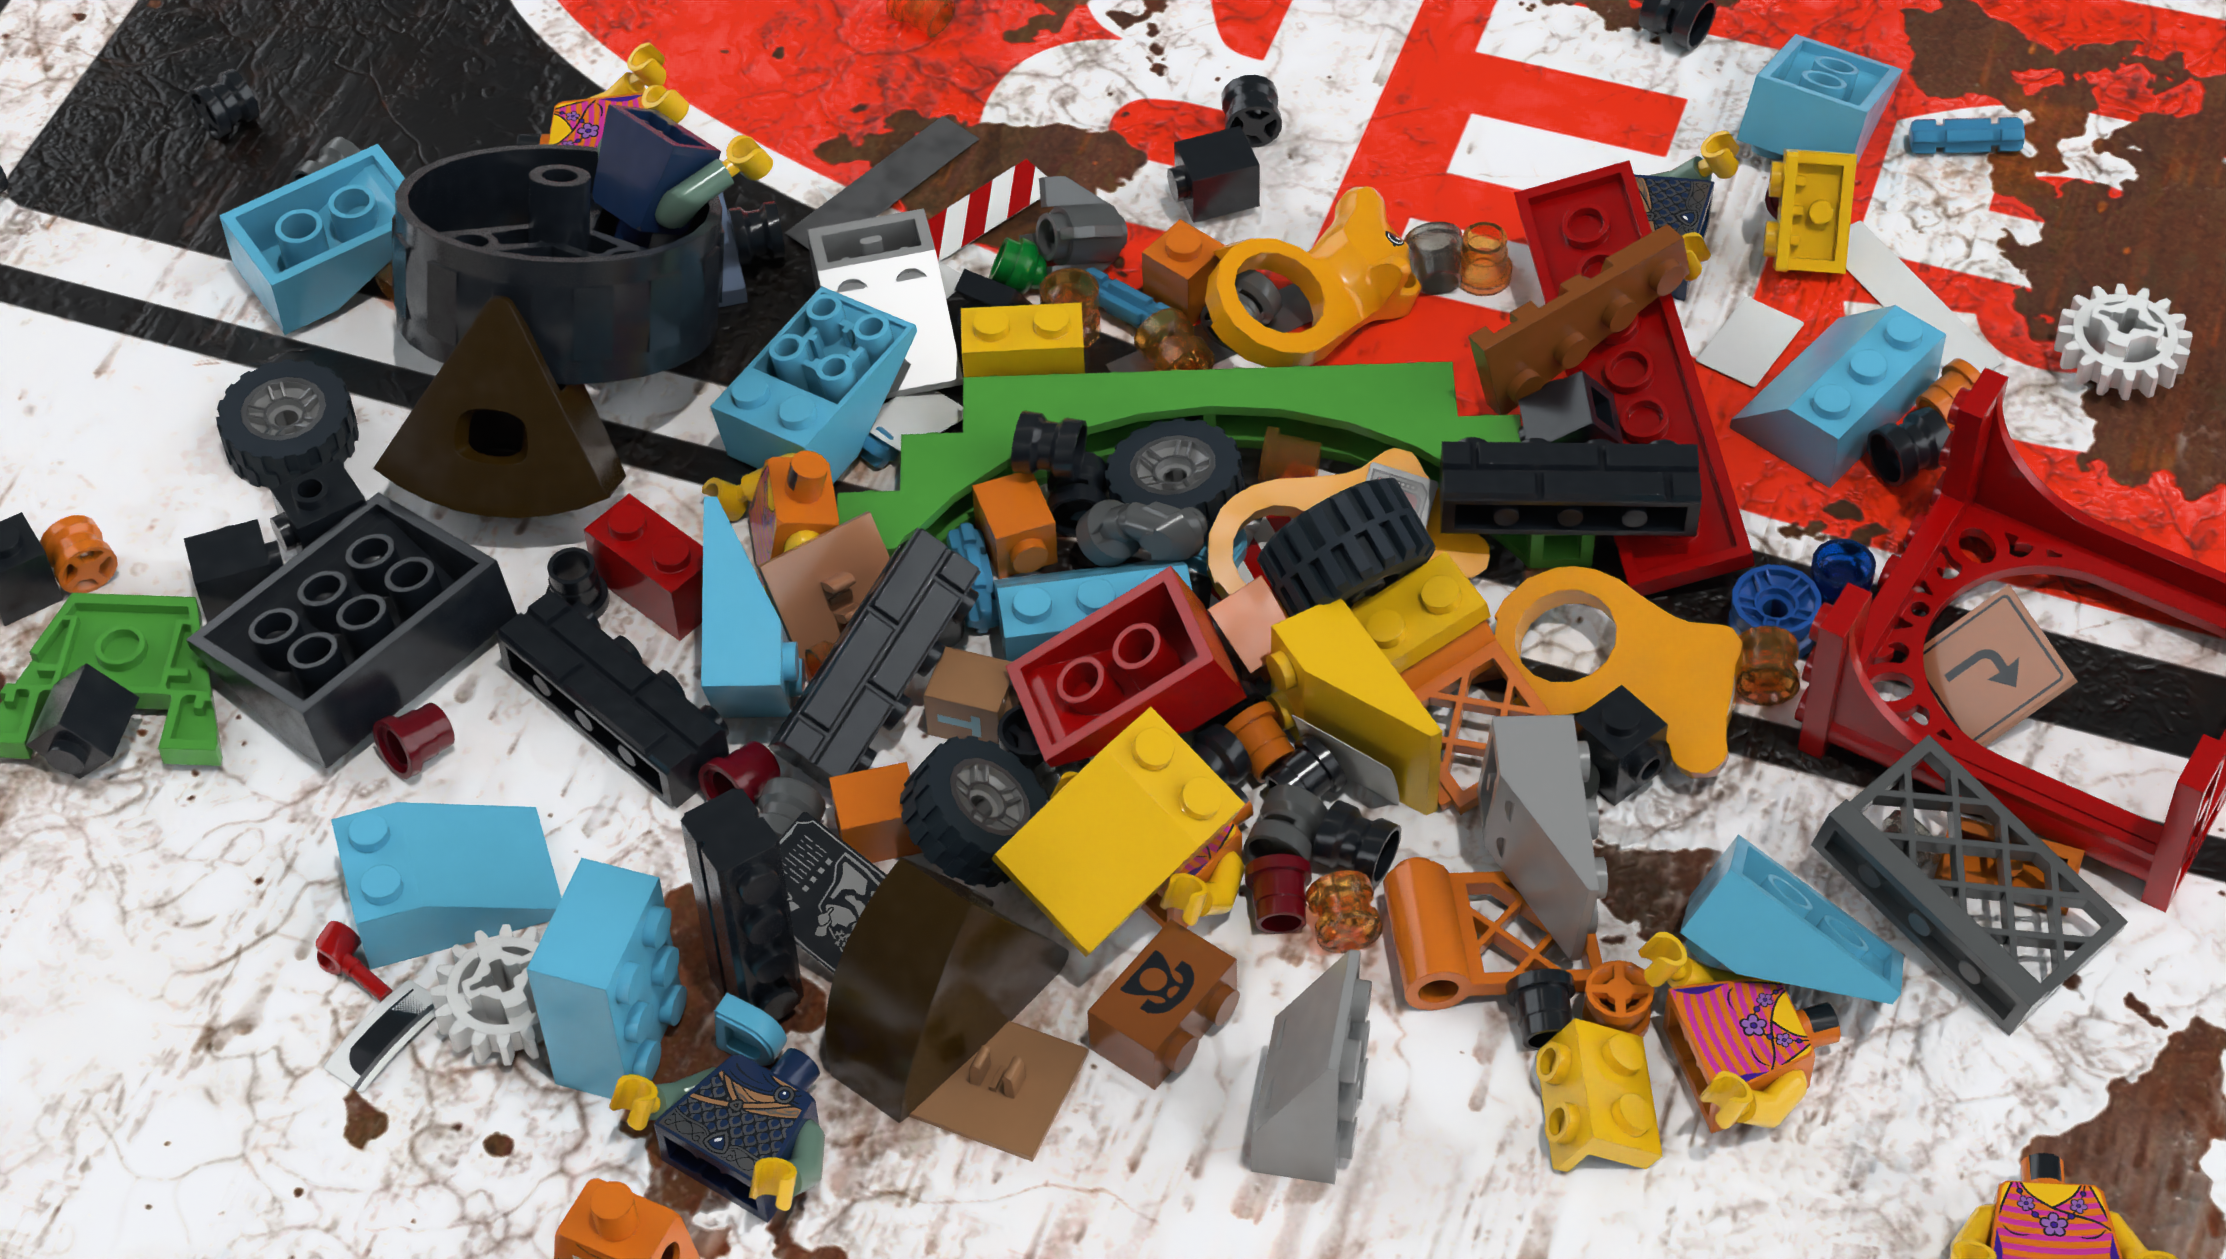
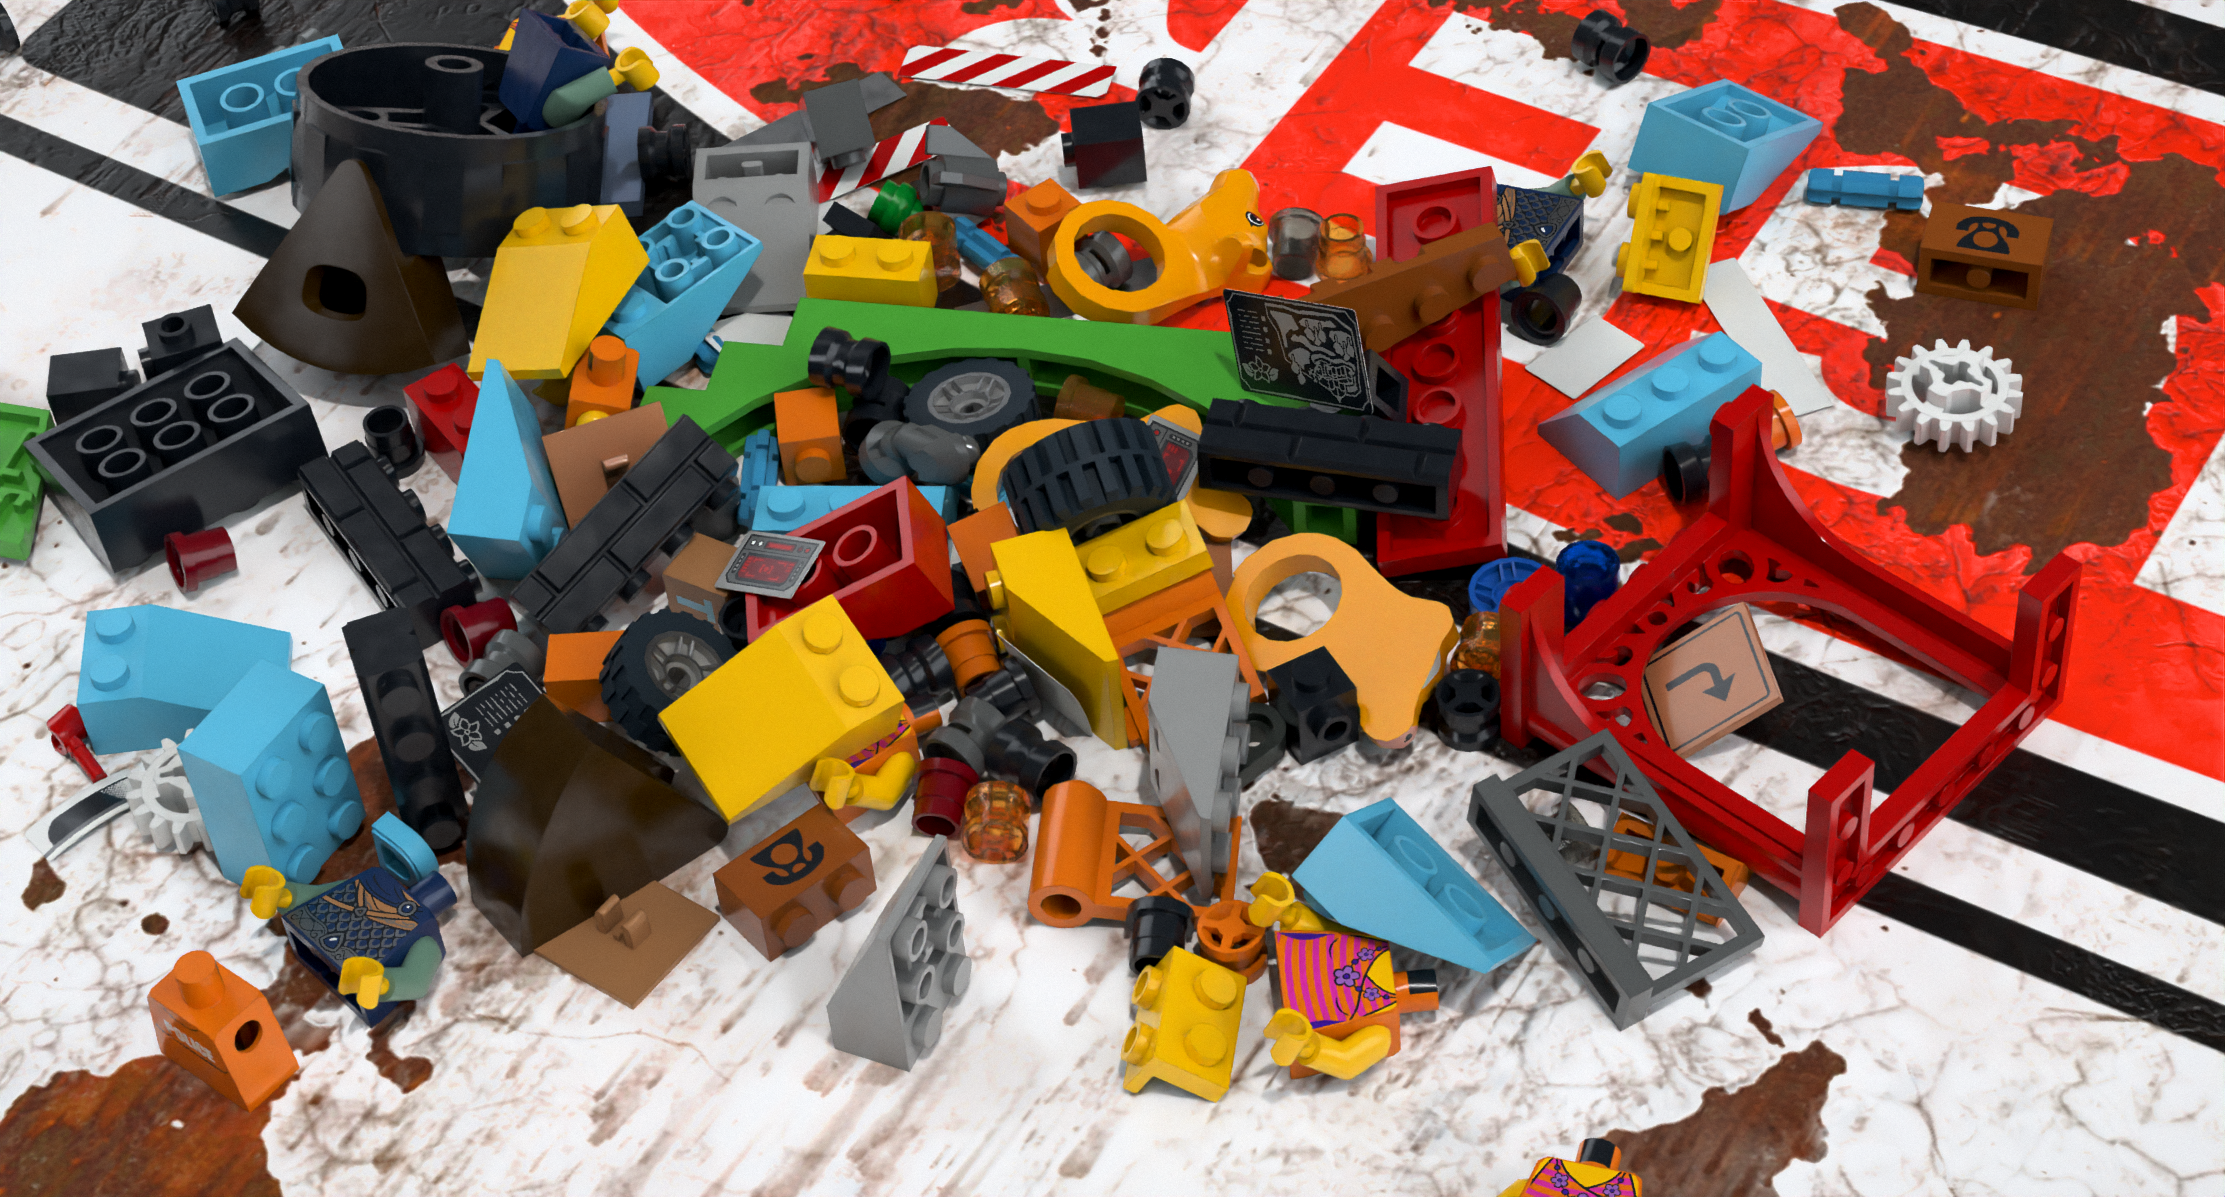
camera: 15 degrees right, 5 degrees down
(286, 422) = (185, 267): black wheel -> none
(724, 408) = (555, 289): none -> yellow slope
(932, 179) = (837, 124): none -> dark grey slope
(1042, 674) = (770, 564): none -> sticker
(1073, 101) = (1007, 71): none -> sticker
(1515, 382) = (1298, 350): none -> black sticker
(1707, 301) = (1545, 310): none -> black piece
(1755, 714) = (1468, 710): none -> black wheel
(2106, 193) = (1984, 255): none -> dark orange brick

